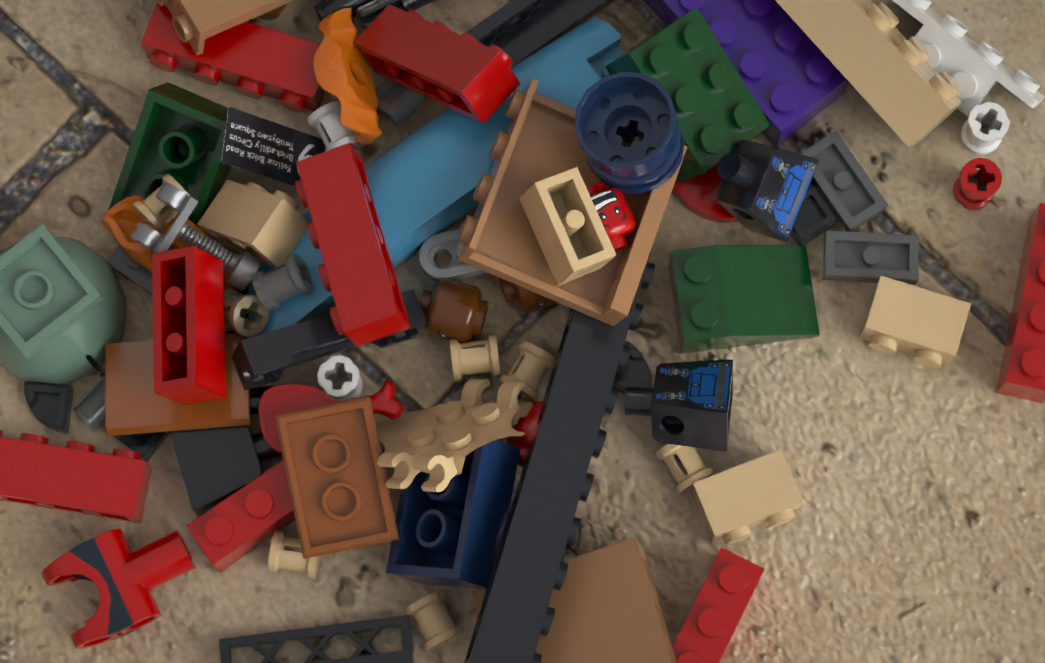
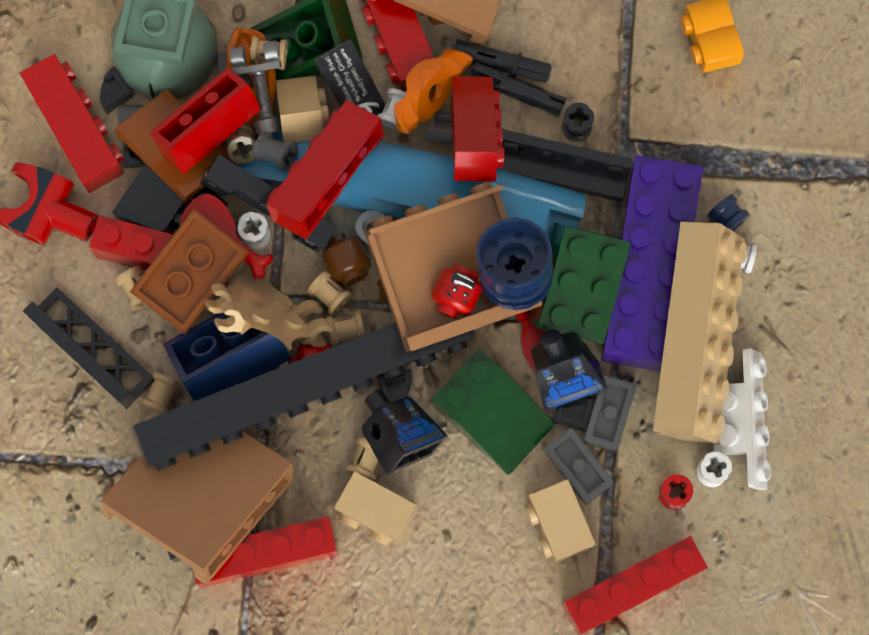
camera: 50 degrees right, 0 degrees up
(567, 226) = (430, 274): tan brick -> none

